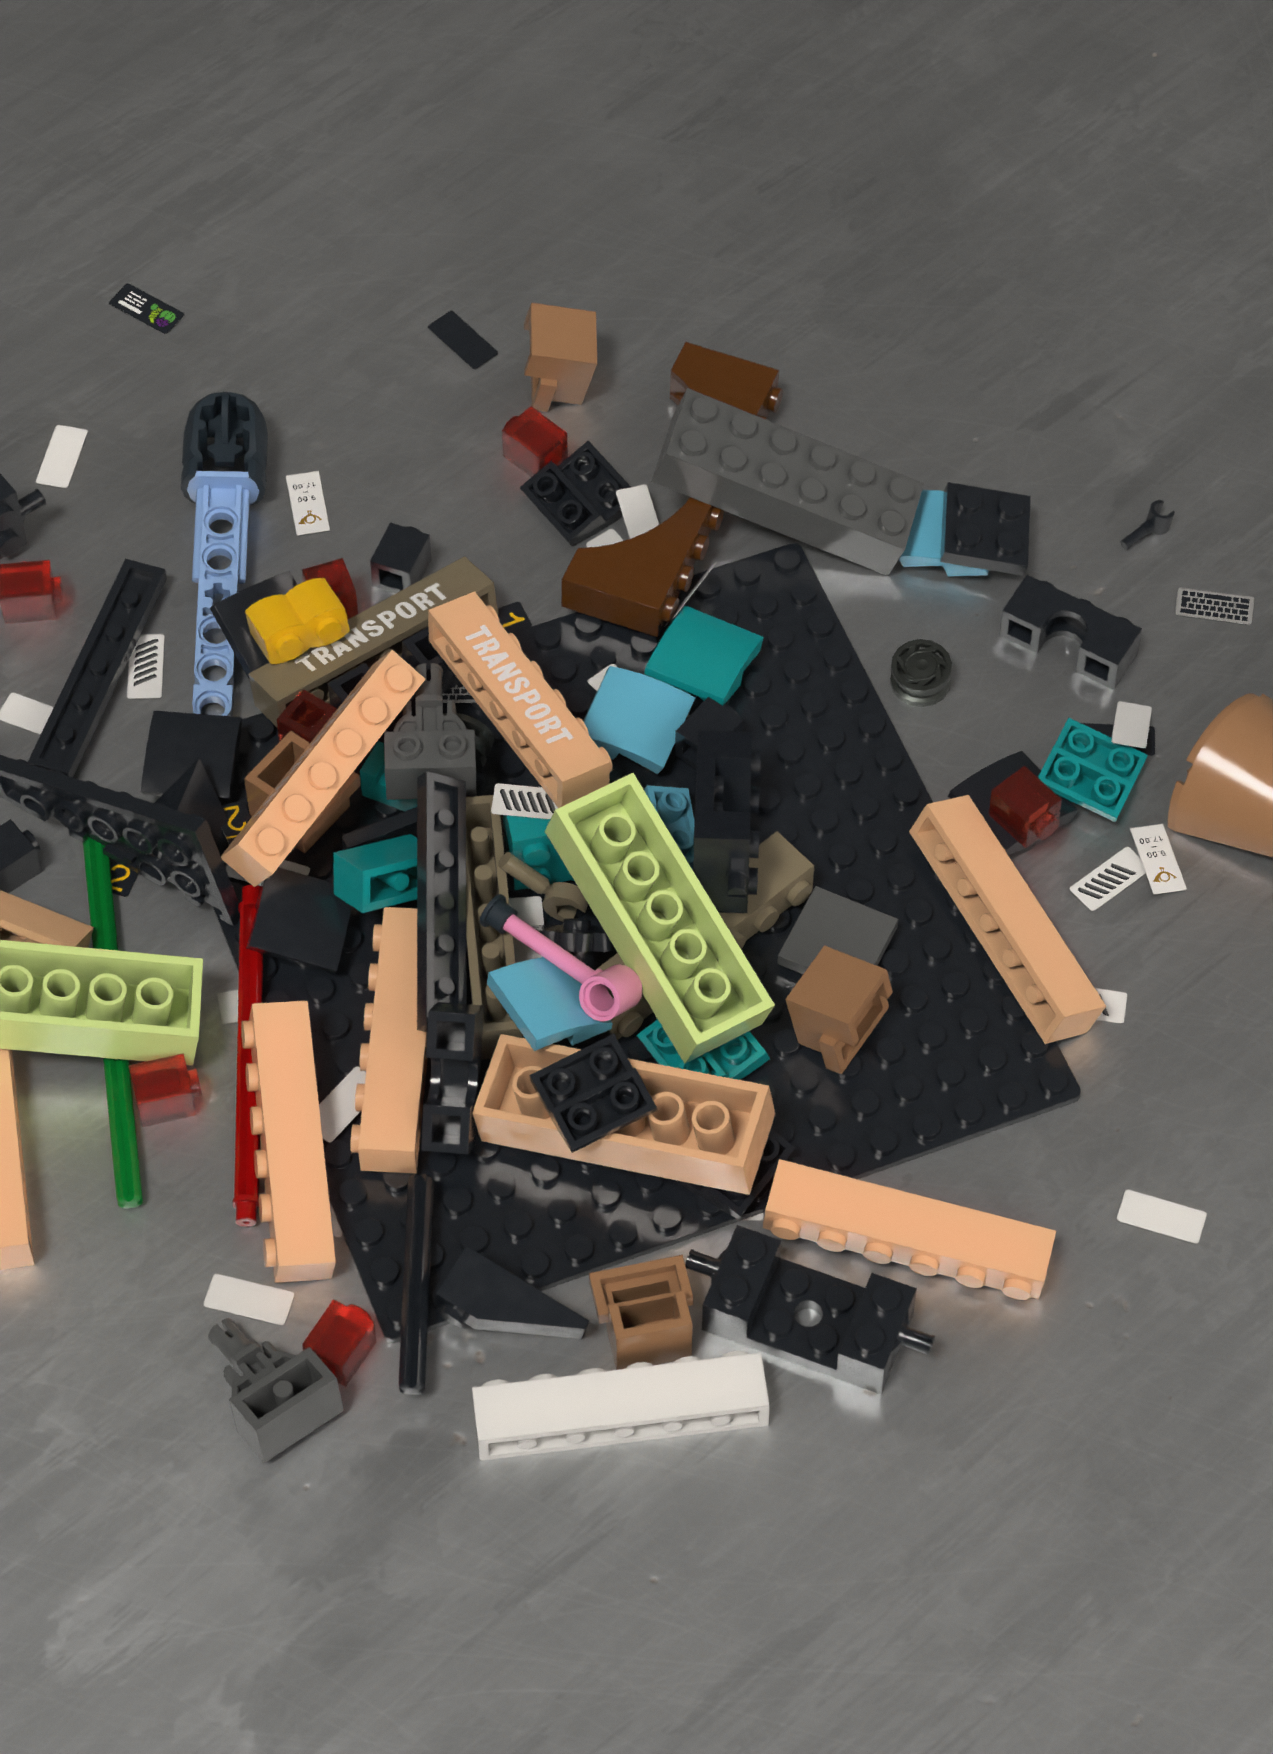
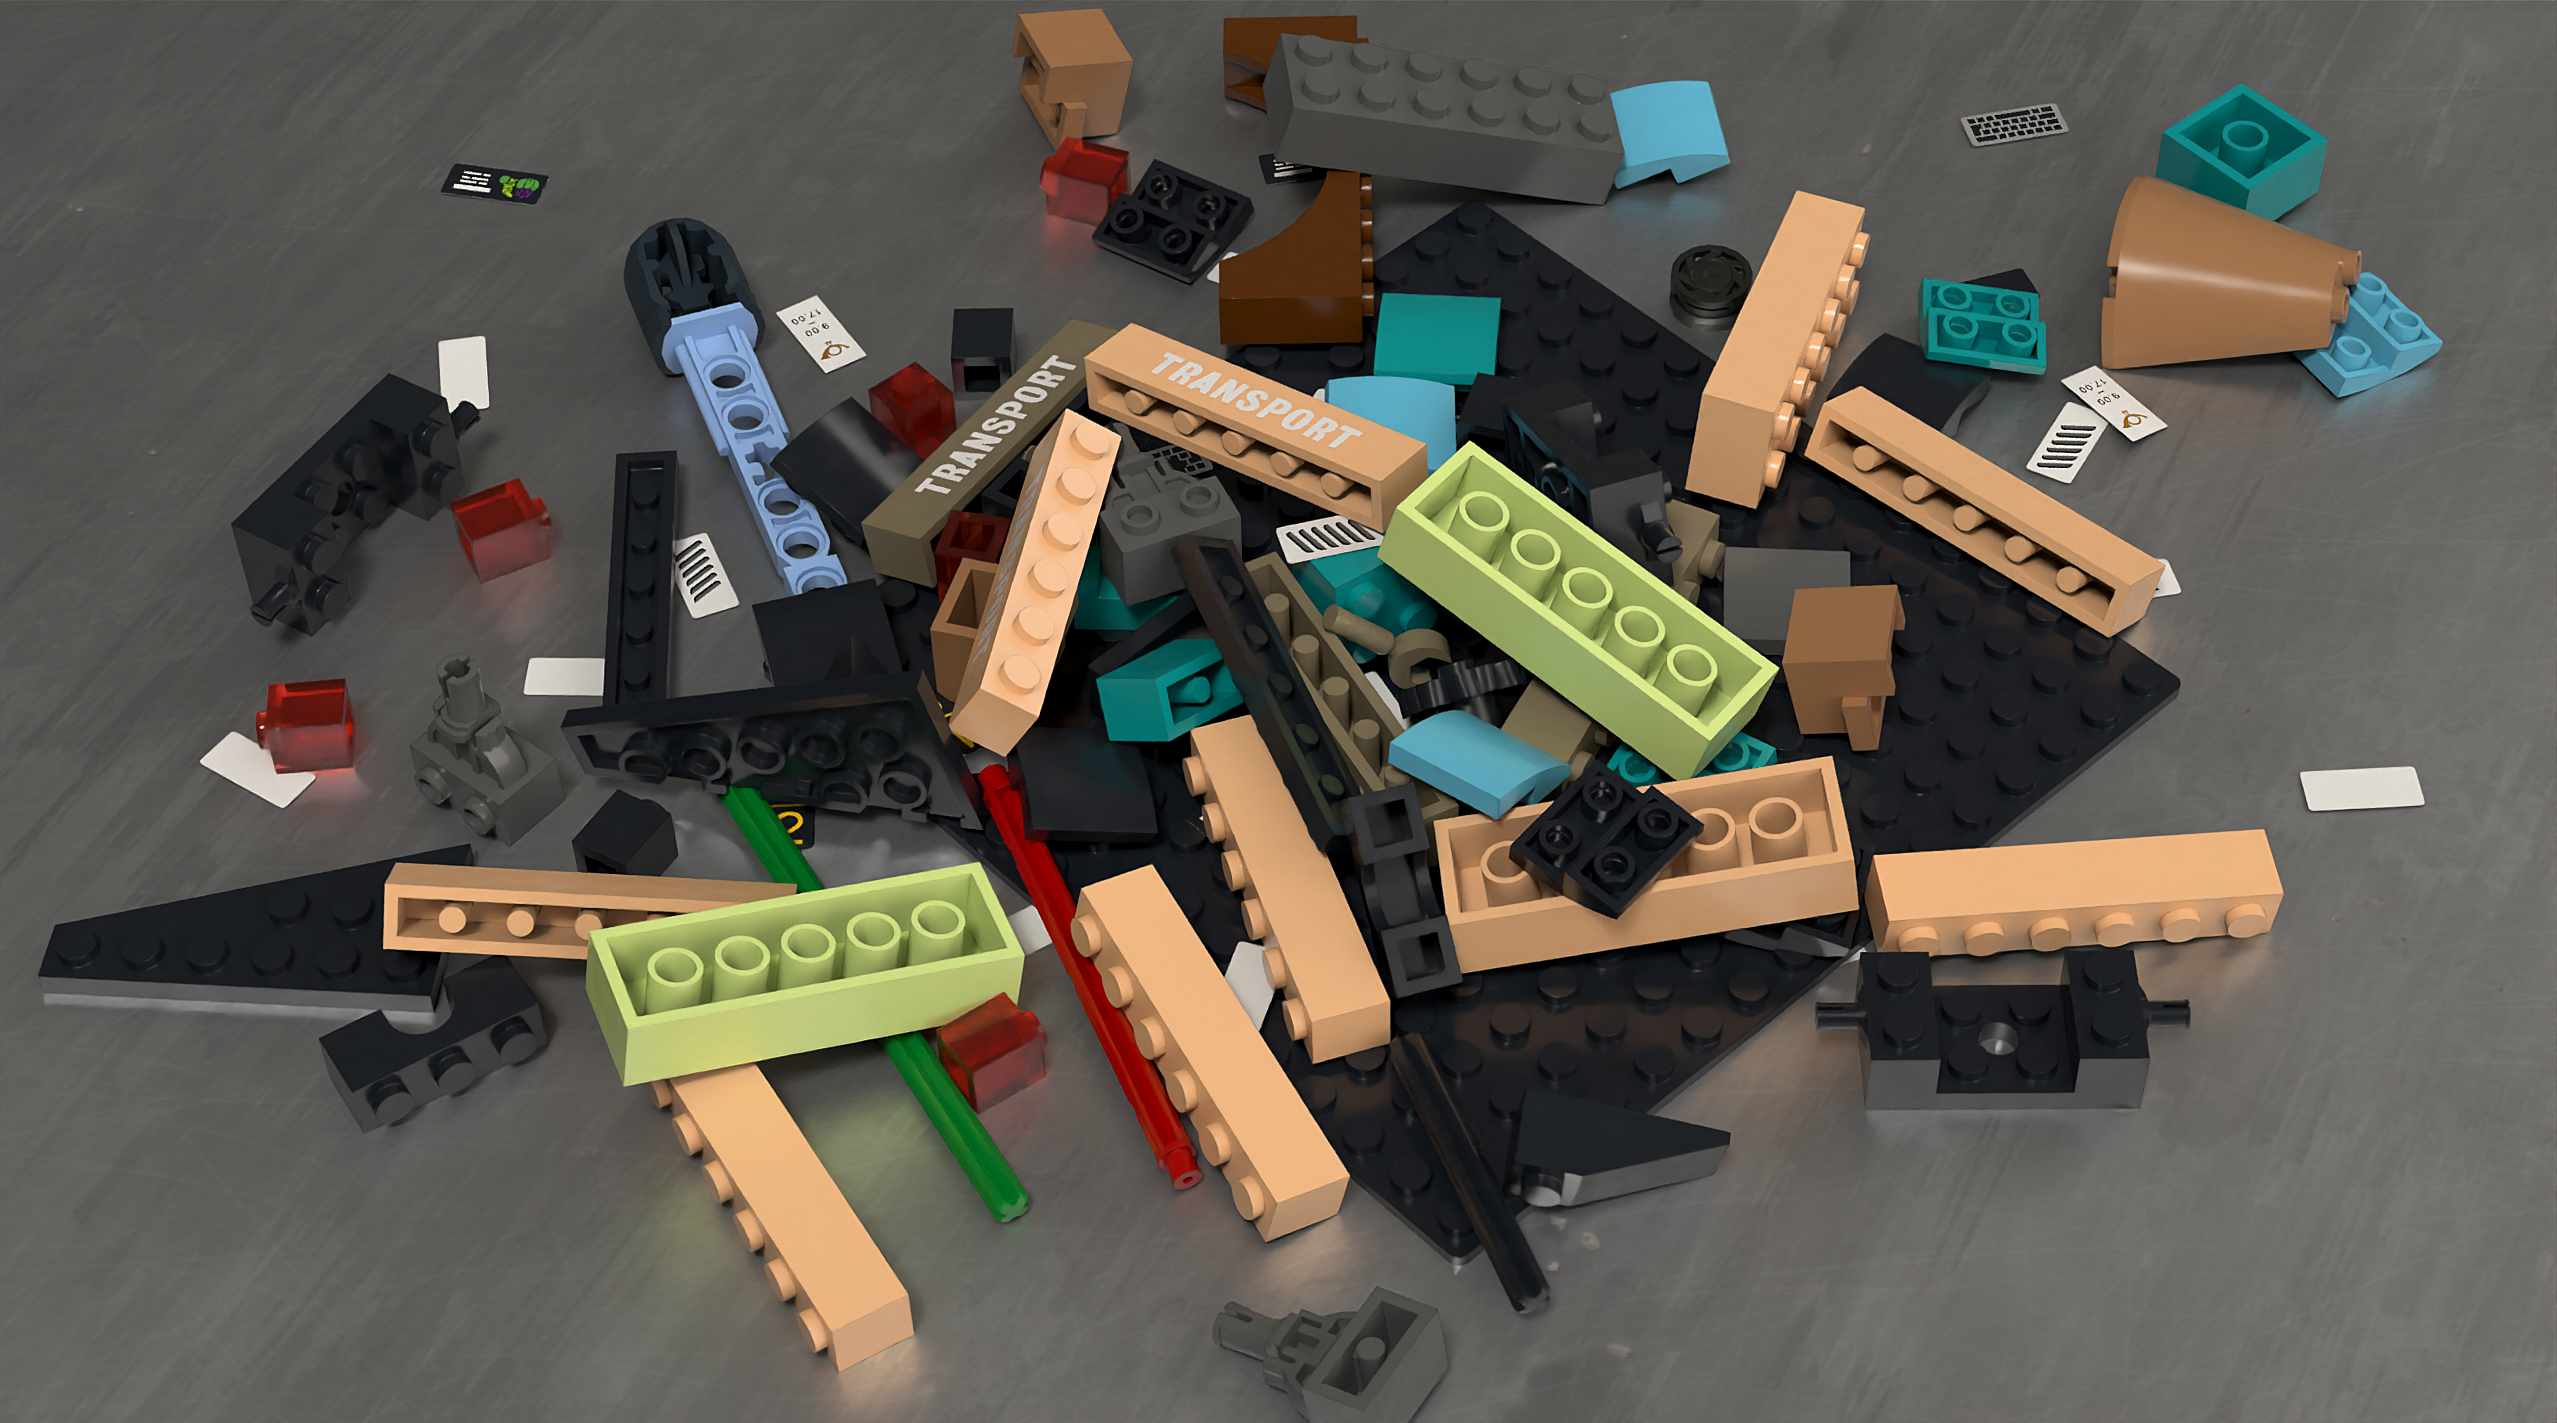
camera: 20 degrees left, 10 degrees down
(248, 1299) = (1238, 1276): white sticker -> none
(298, 620) = (899, 439): yellow brick -> none
(342, 1339) = (1404, 1261): clear red brick -> none
(463, 339) = (927, 106): black sticker -> none
(595, 983) = (1368, 680): bright pink piece -> none
(620, 1405) = (1818, 1230): white brick -> none
(637, 509) = (1256, 213): white sticker -> none
(645, 1310) = (1795, 1103): medium nougat plate -> none
(691, 592) = (1382, 276): white sticker -> none
(923, 746) = (1778, 350): none -> light nougat brick
(985, 529) = (1706, 109): black plate -> none
(1025, 807) = (1940, 377): clear red brick -> none
(1043, 612) = (1905, 185): black arch -> none
(1131, 724) = (1999, 268): white sticker -> none
(1154, 523) = (1892, 57): black hand -> none

